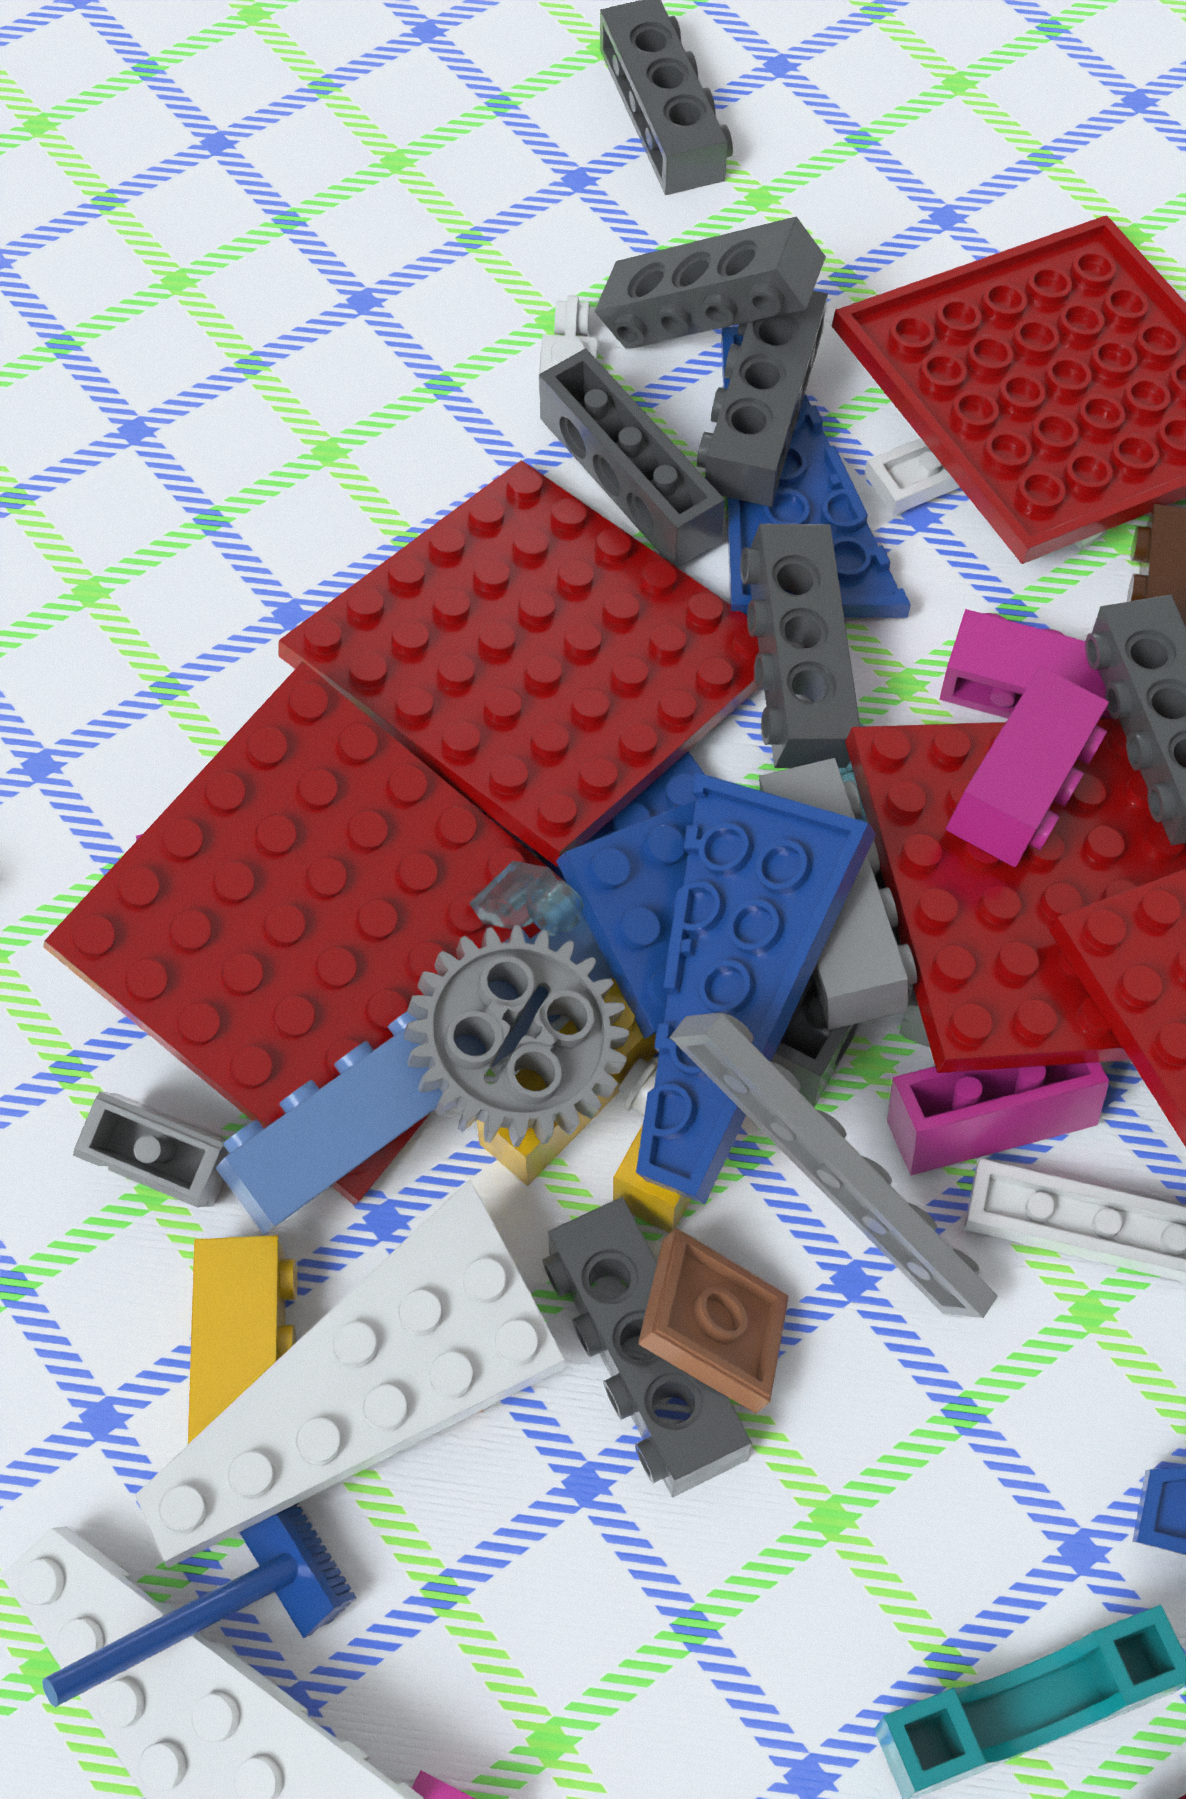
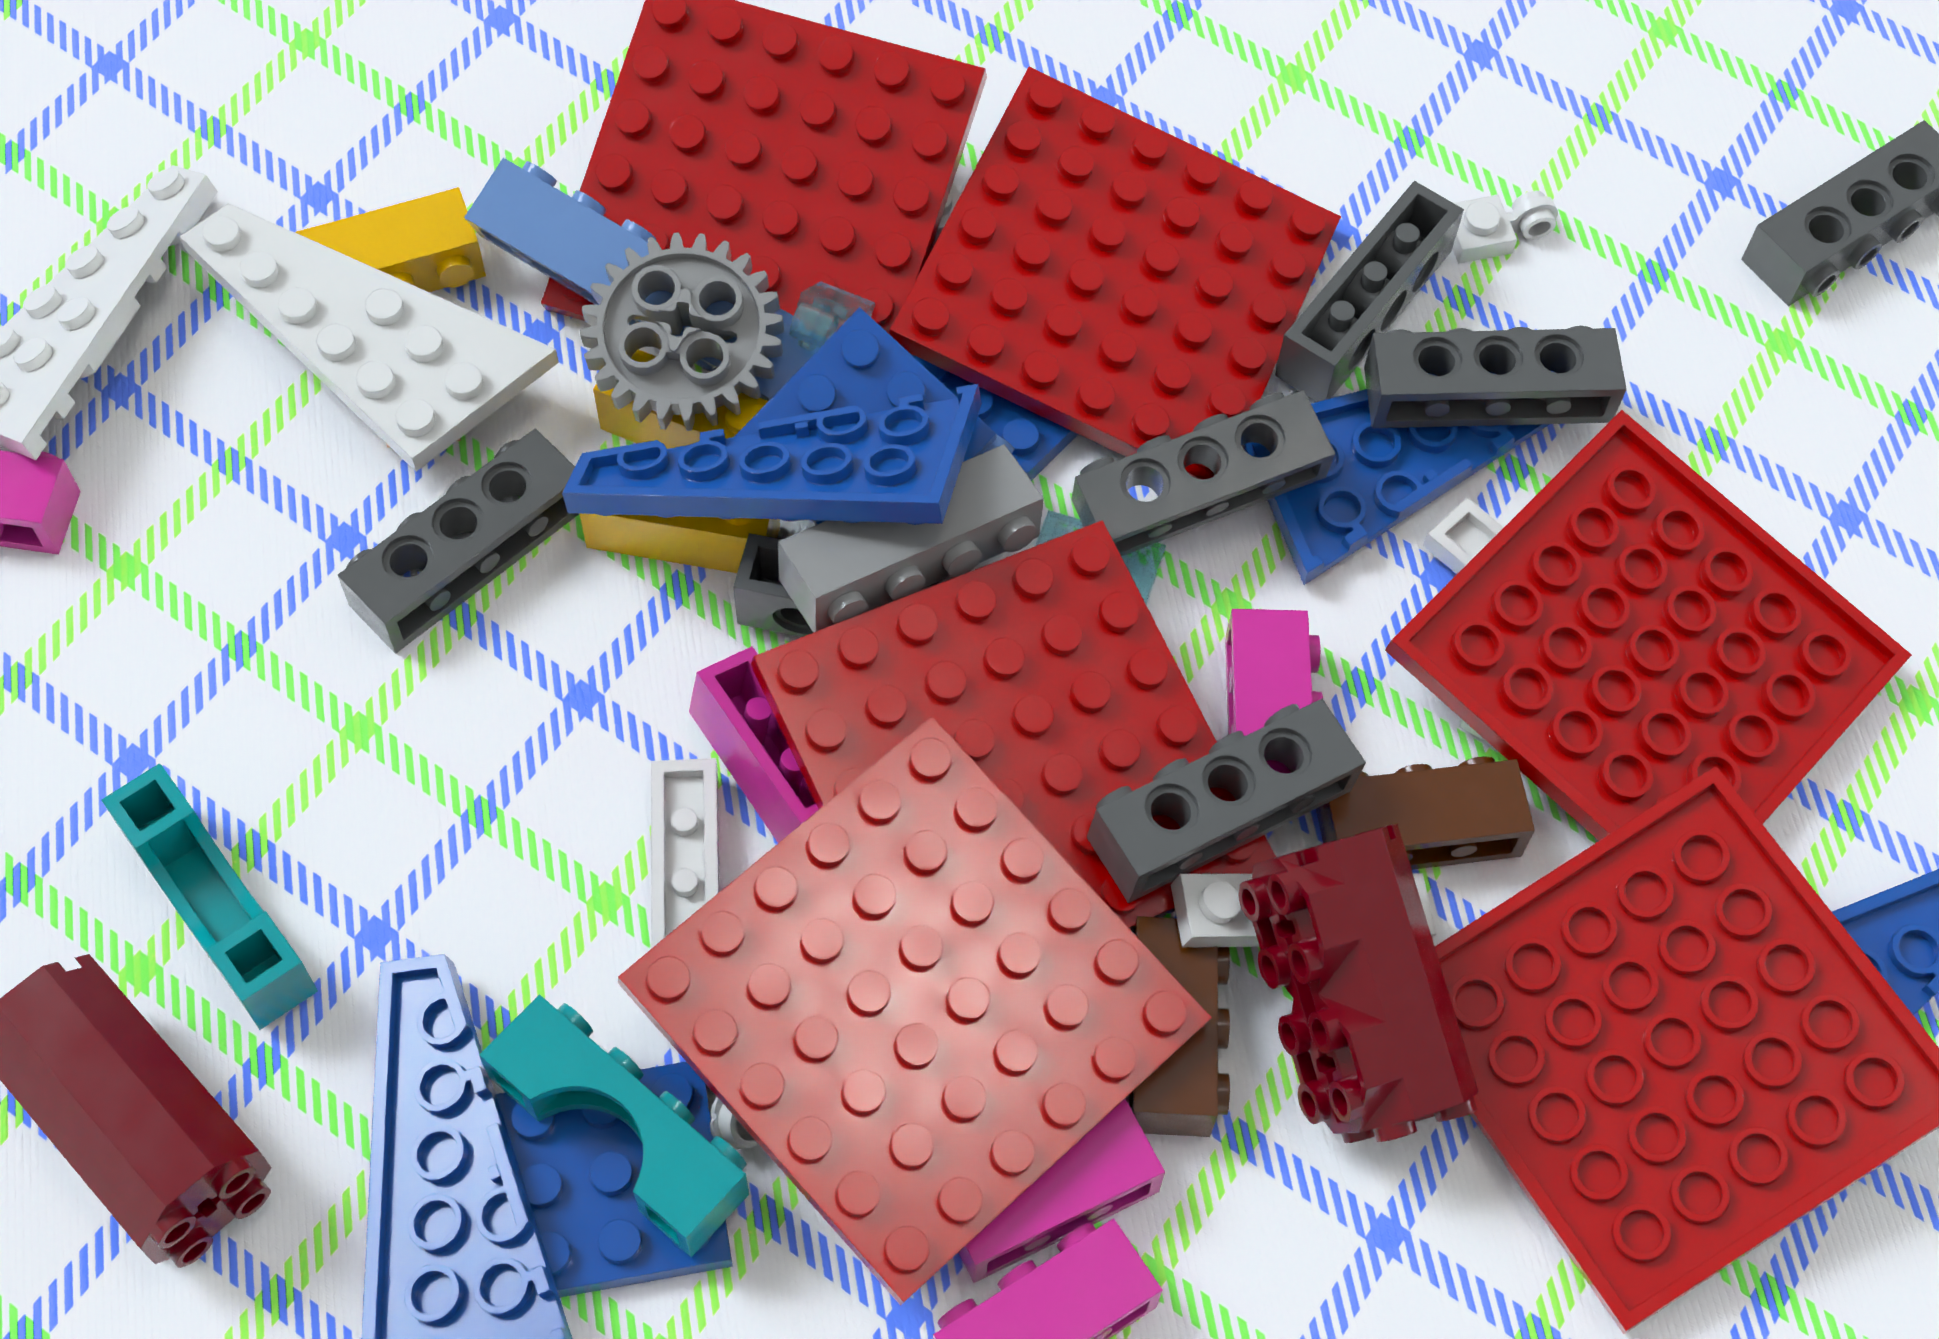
camera: 70 degrees right, 0 degrees up
(153, 1149) = (536, 126): light grey brick -> none
(289, 1565) = (217, 345): blue piece -> none
(711, 283) = (1586, 287): dark grey brick -> none
(714, 1320) = (489, 571): nougat tile -> none
(819, 1149) = (632, 572): light grey plate -> none
(1030, 768) = (1102, 667): dark pink brick -> none

